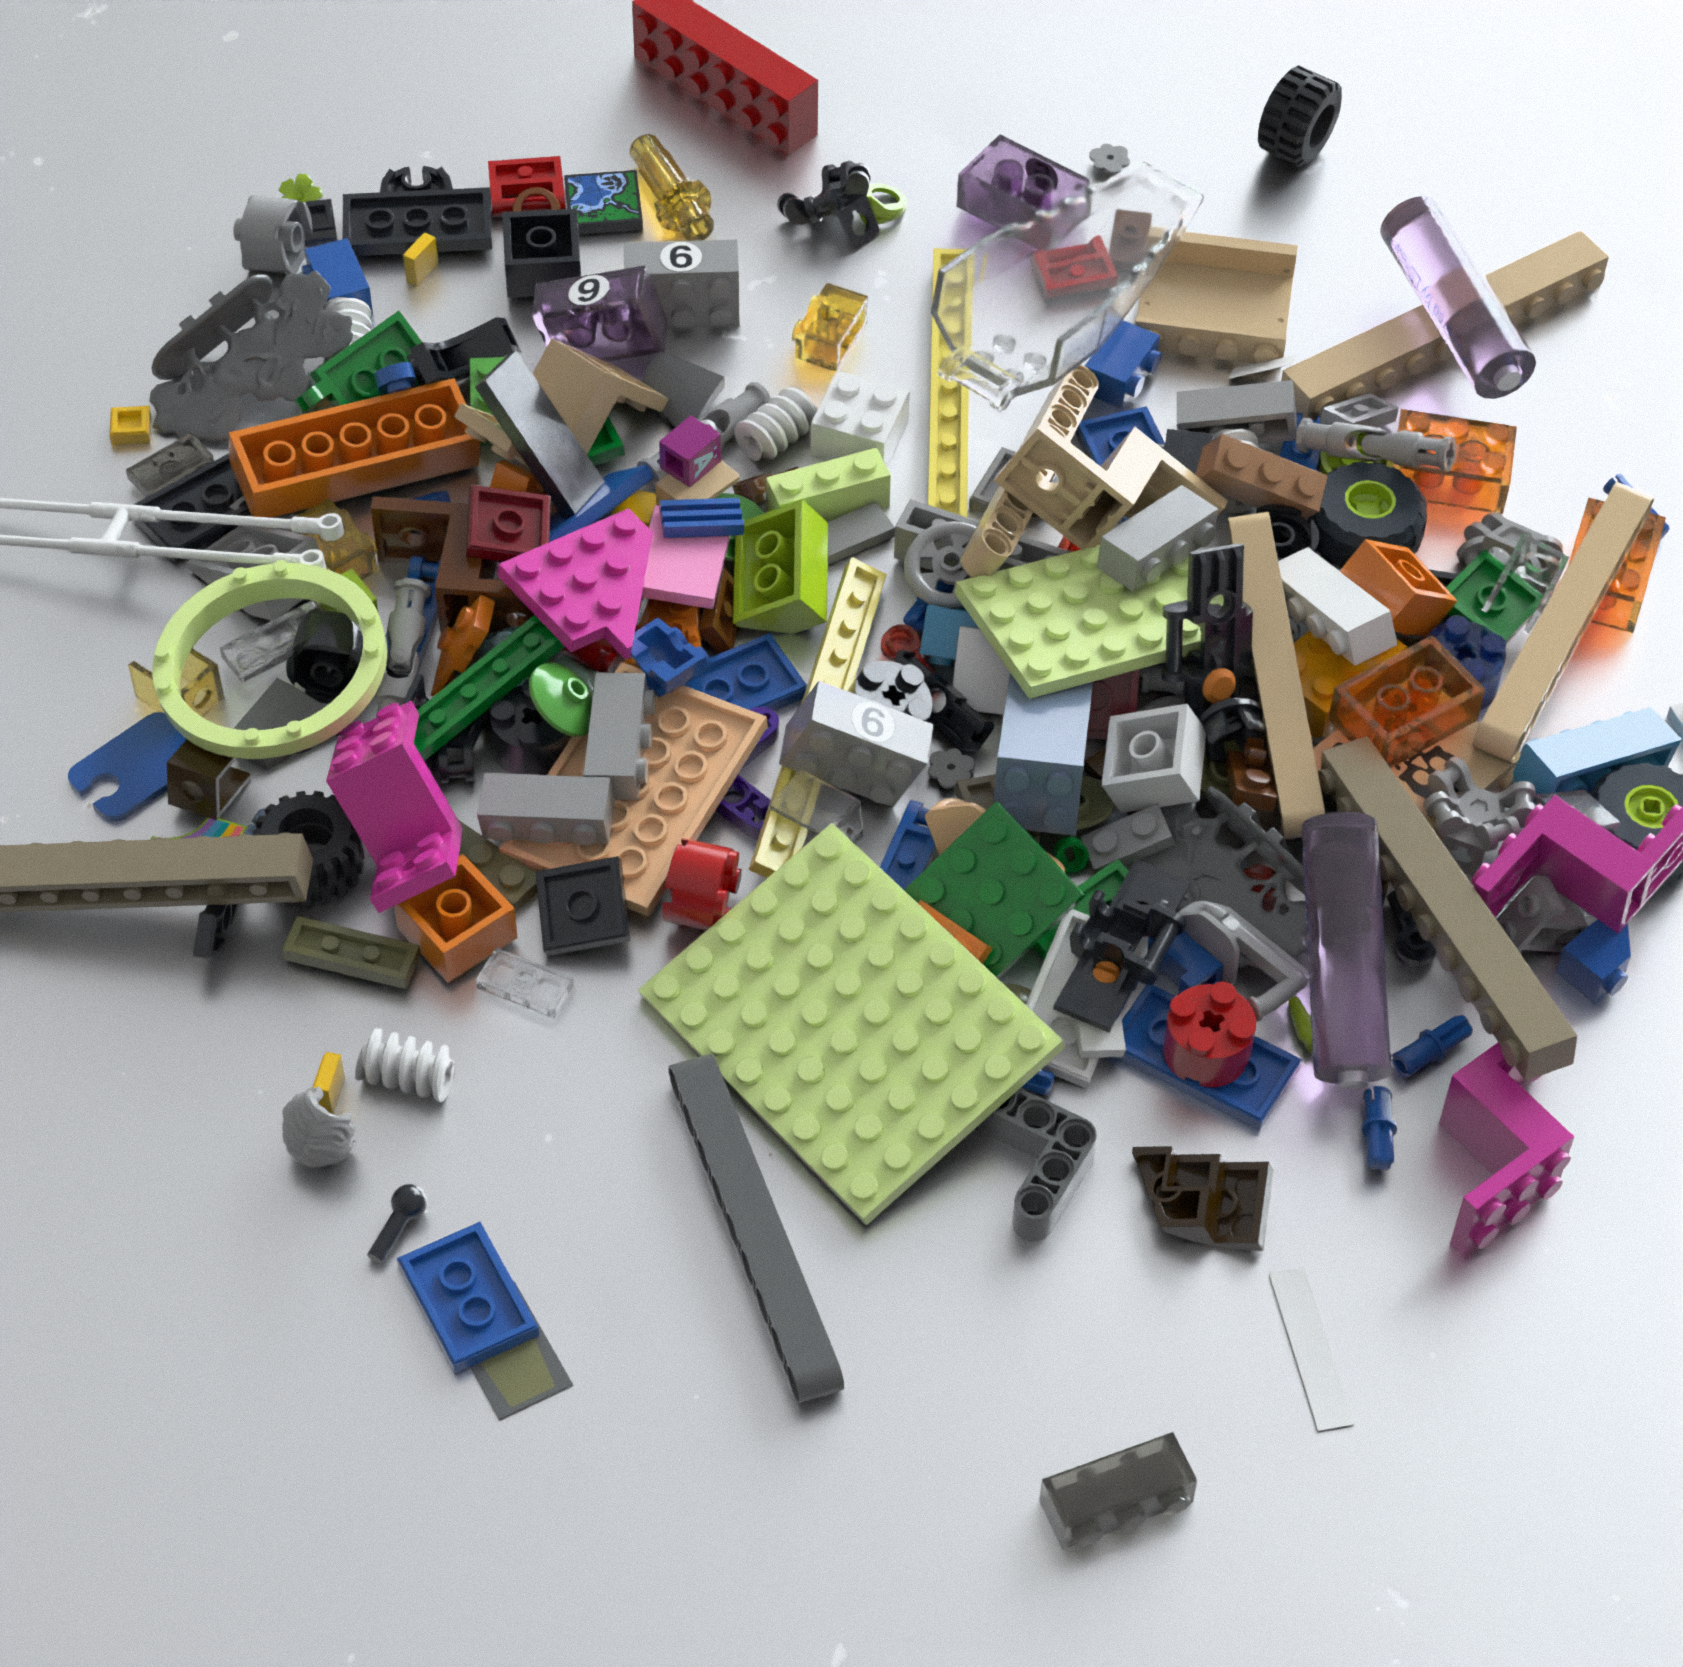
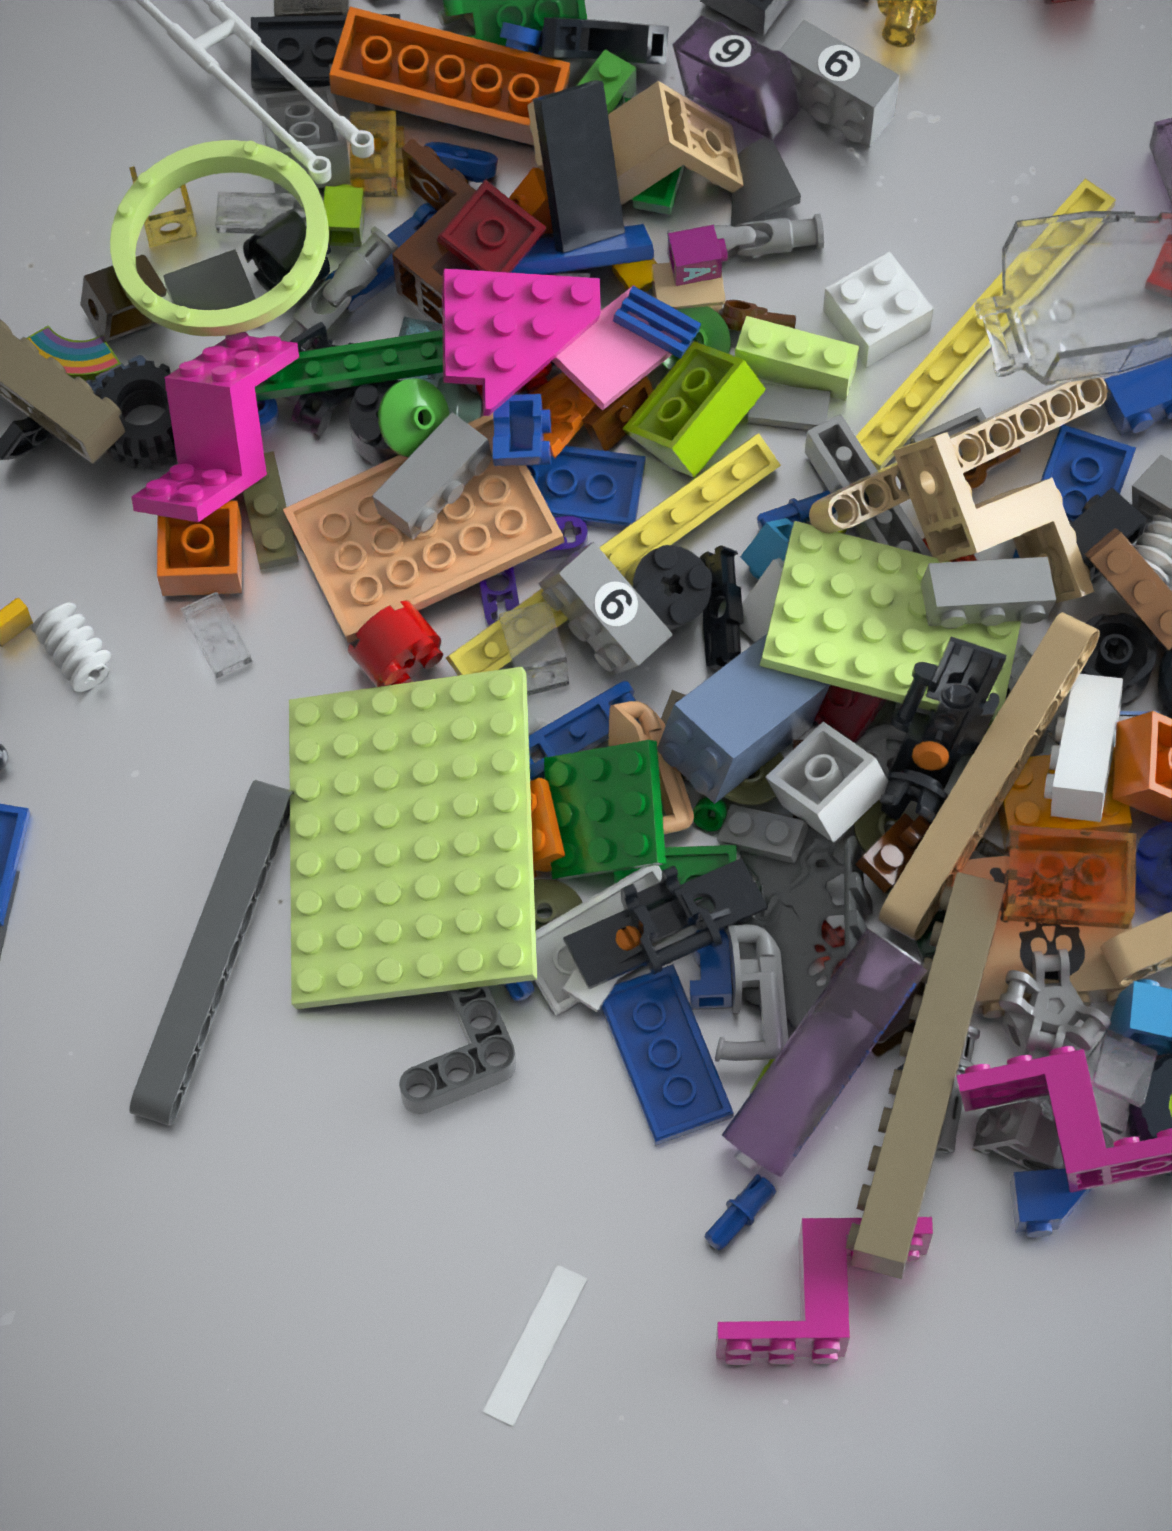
camera: 40 degrees right, 15 degrees up
(134, 761) = (85, 250): blue piece -> none
(351, 952) = (111, 522): olive plate -> none
(462, 641) = (395, 307): orange wing -> none
(546, 808) = (332, 503): light grey brick -> none
(582, 906) = (302, 602): black tile -> none
(775, 424) = (808, 266): white piece -> none
(830, 326) = (934, 200): clear yellow brick -> none
(842, 193) = (1040, 79): black piece -> none
(886, 212) = (1072, 111): lime piece -> none
(901, 638) = (737, 535): clear red plate -> none
(923, 548) = (810, 467): light grey plate -> none
(950, 767) = (685, 663): light grey plant -> none
(1118, 1491) = (289, 1350): clear smoke brick -> none
(1207, 1197) = (560, 1171): dark brown slope -> none
(1209, 1034) = (660, 1022): red brick -> none
(1431, 1045) = (837, 1174): blue axle -> none

